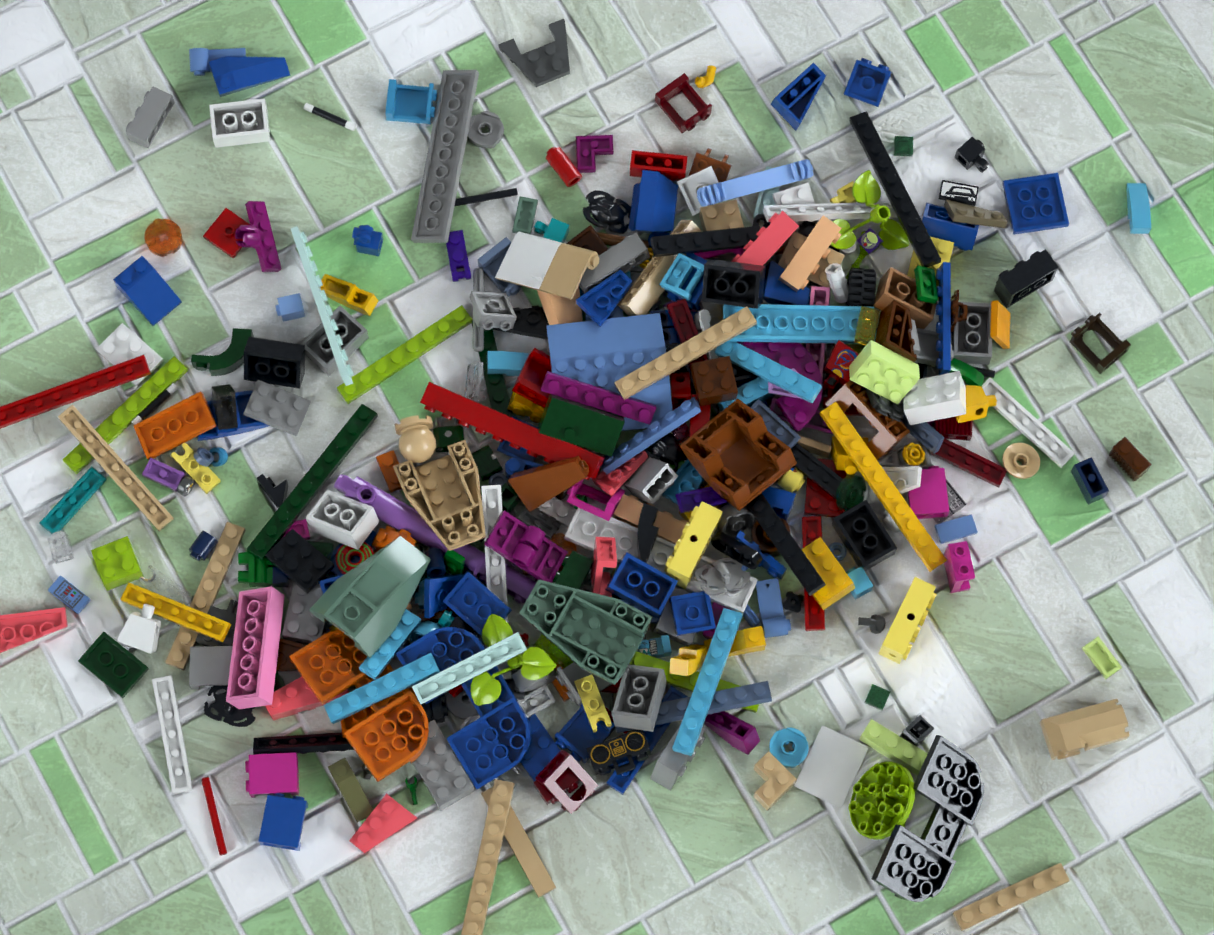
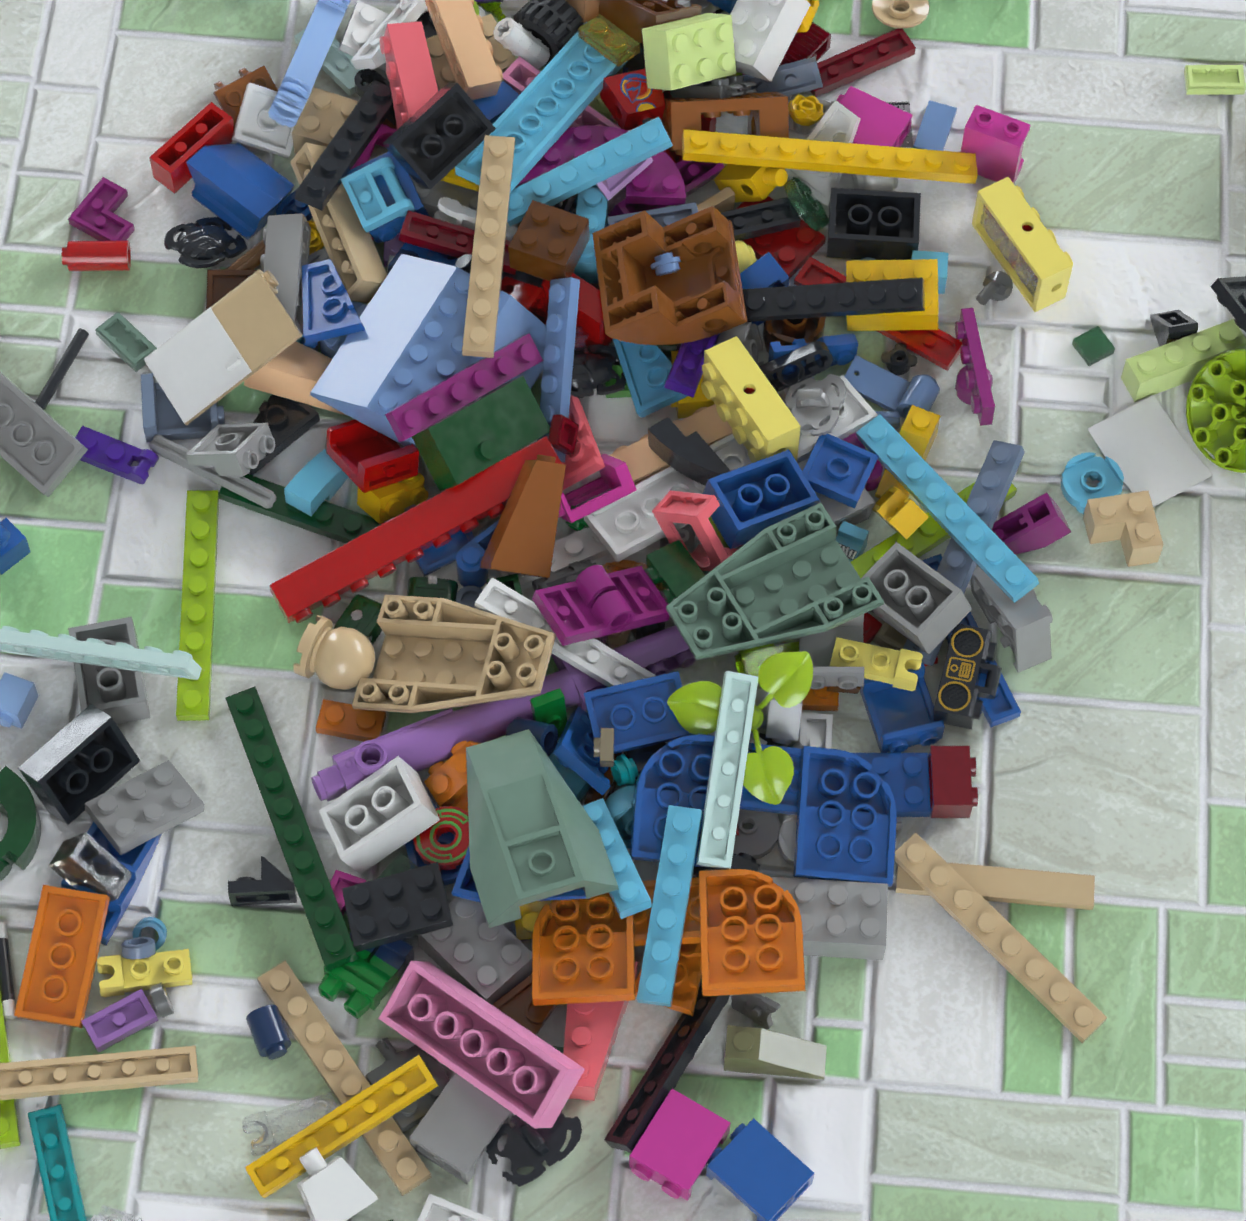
camera: 55 degrees left, 10 degrees down
(117, 563) = (204, 1165): lime brick -> none
(349, 295) = (56, 615): yellow slope -> none
(382, 823) = (850, 1044): coral wing -> none
(412, 787) = (827, 974): green hand -> none
(444, 601) = (605, 747): none -> dark tan plate
(474, 376) = (304, 537): clear plate -> none
(554, 231) = (175, 316): teal brick -> none
(554, 769) = (941, 767): panel -> none
(615, 463) = (563, 434): none -> dark red tile
(651, 480) = (617, 409): light grey brick -> none
(682, 85) = (153, 60): dark red panel -> none
(706, 80) = (121, 30): yellow arm -> none
(745, 447) = (665, 264): none -> medium blue plate
(805, 647) = (974, 379): none -> magenta plate

